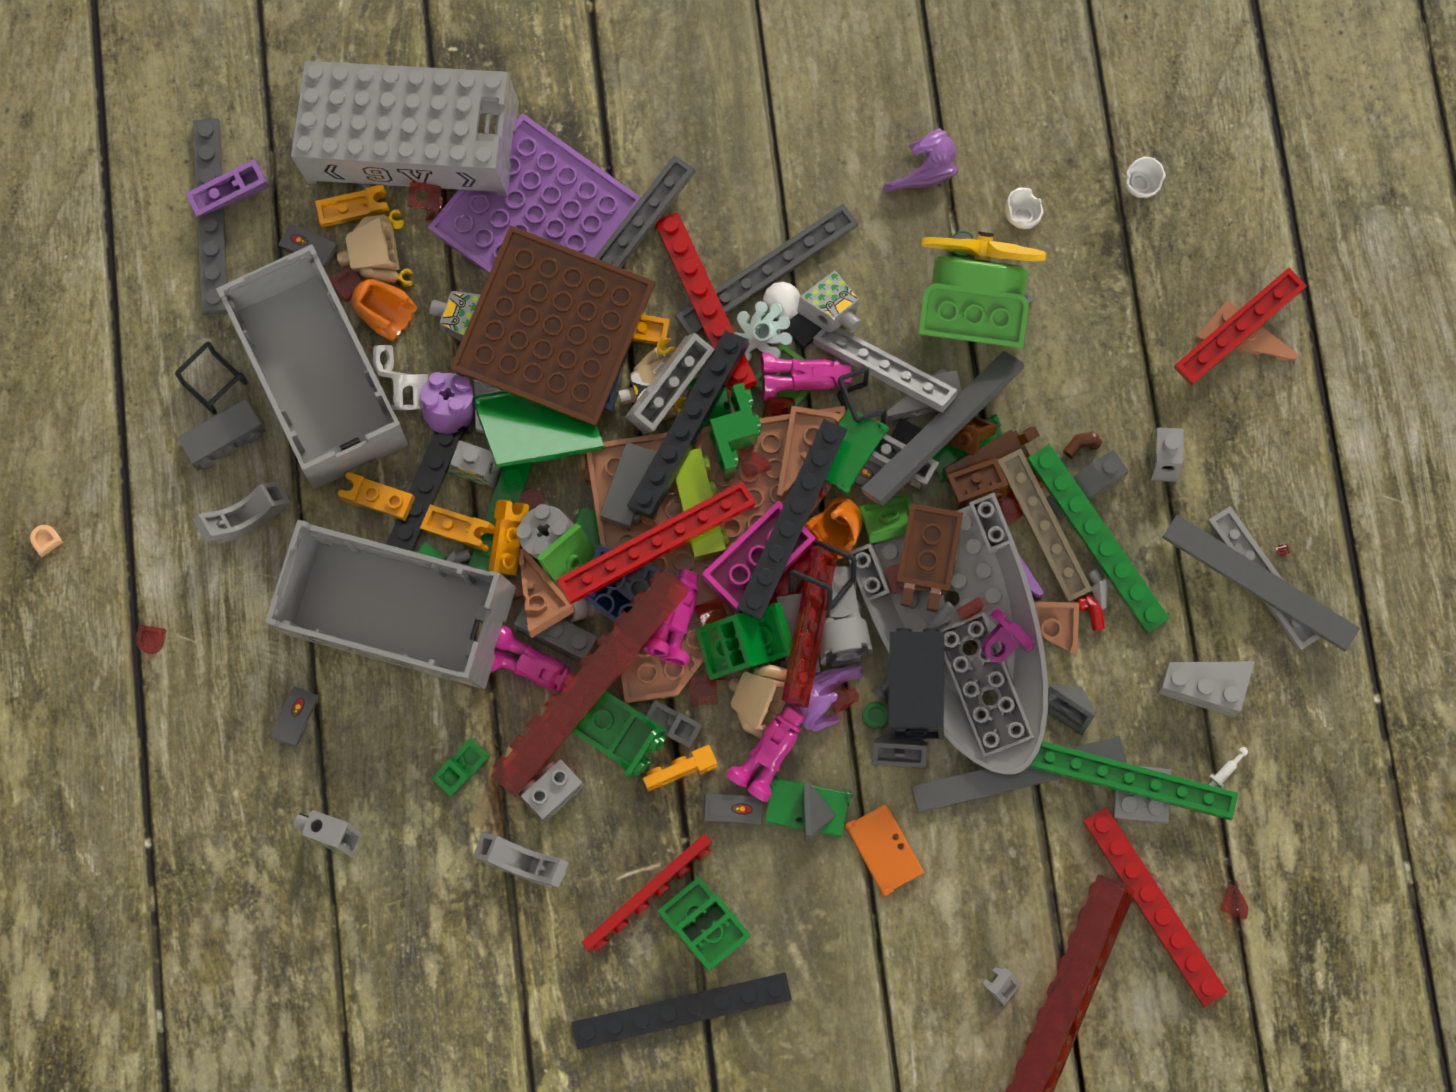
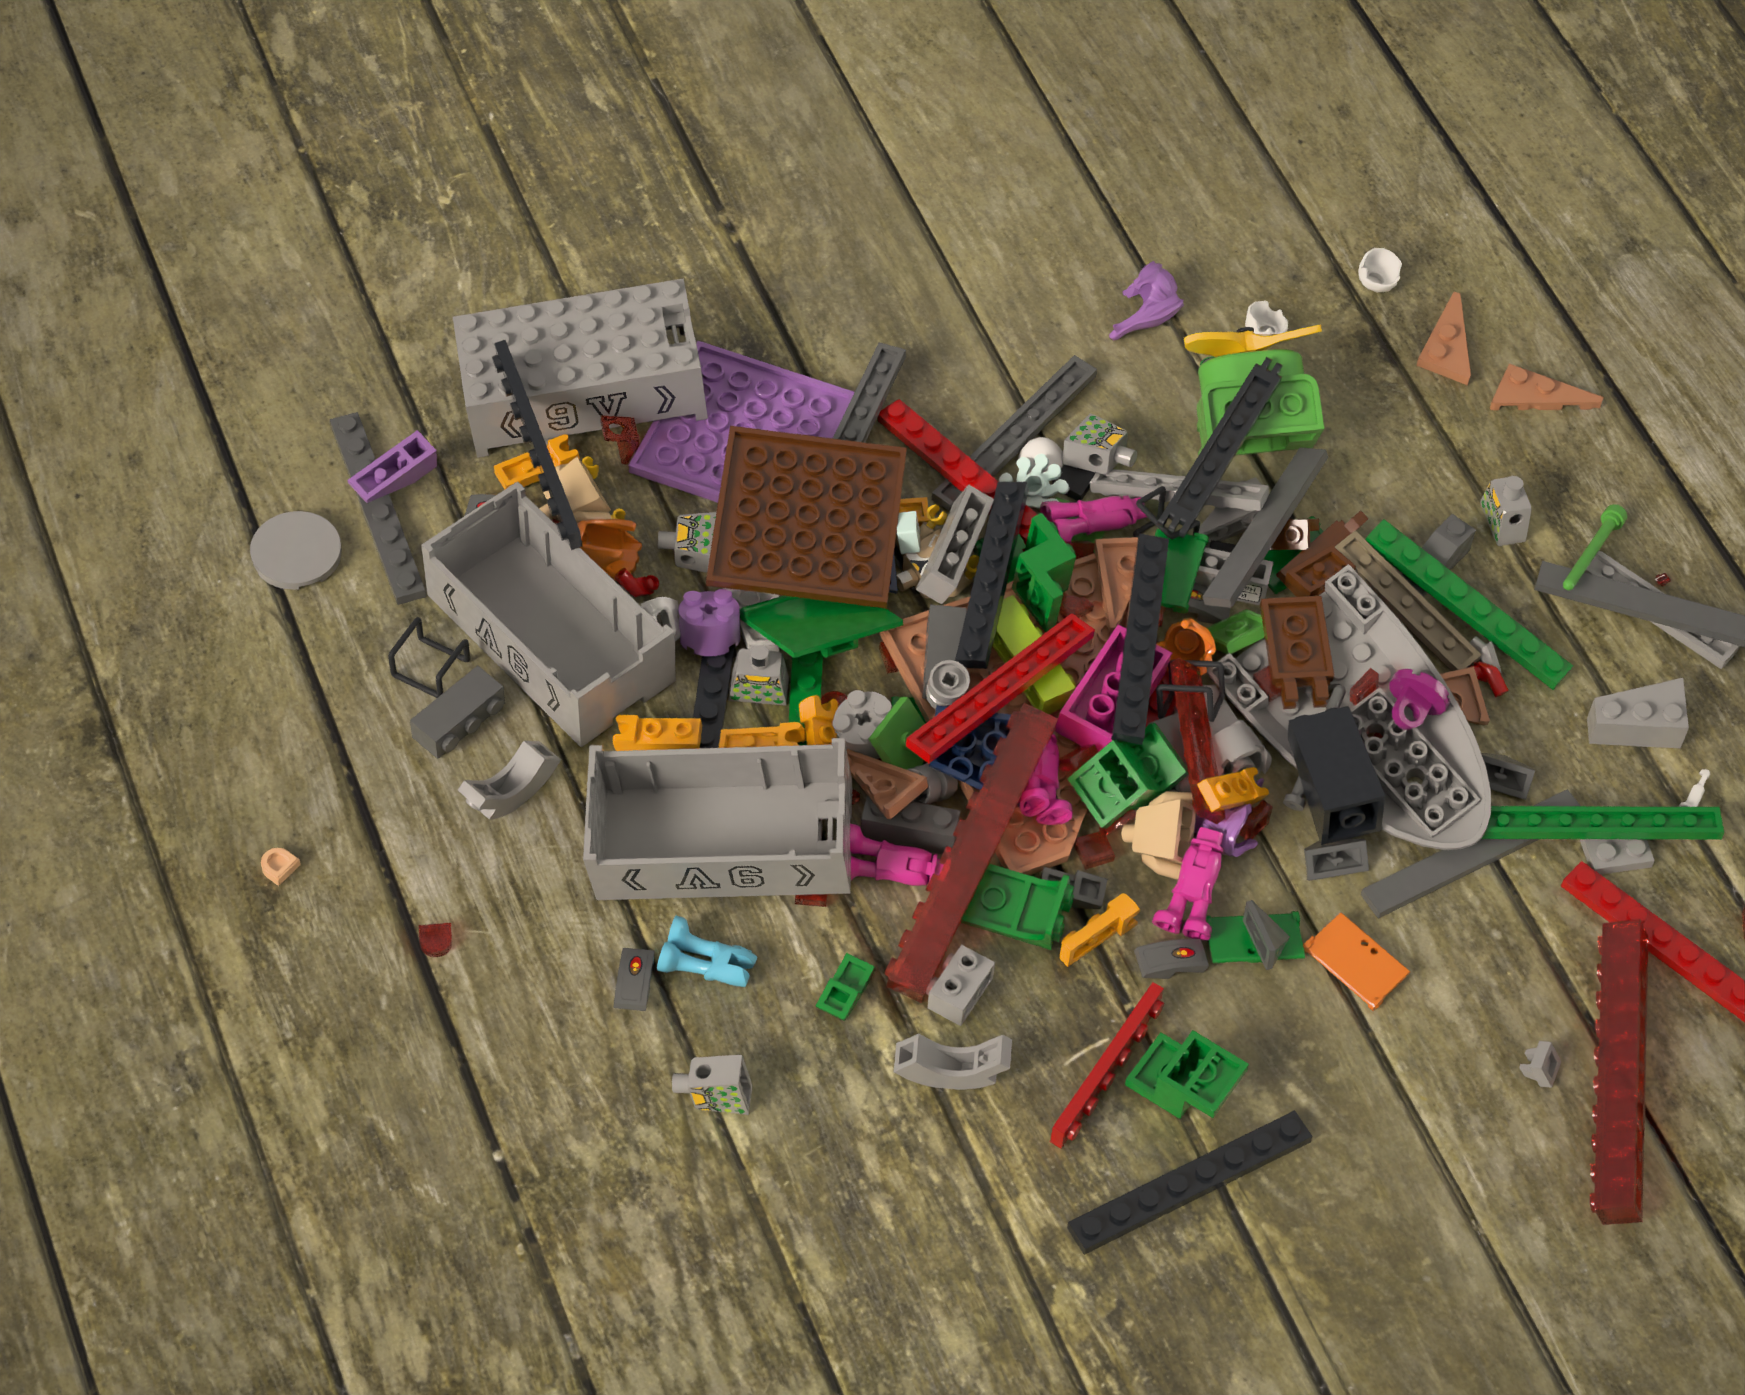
camera: 20 degrees left, 20 degrees down
(133, 242) = (295, 549): none -> light grey tile
(335, 224) = (539, 454): none -> black plate
(341, 690) = (727, 962): none -> medium azure piece
(402, 347) = (637, 586): none -> red arm
(612, 529) = (947, 683): none -> light grey wheel
(636, 359) = (908, 532): none -> light aqua piece
(822, 681) = (1232, 790): none -> light orange plate
(875, 715) = (1294, 831): green tile -> none
(923, 349) = (1221, 447): none -> black hinge
(1082, 440) = (1418, 518): reddish brown arm -> none
(1178, 268) = (1447, 345): none -> nougat wing
(1240, 326) = (1534, 379): red plate -> none
(1258, 482) = (1612, 519): none -> bright green piece

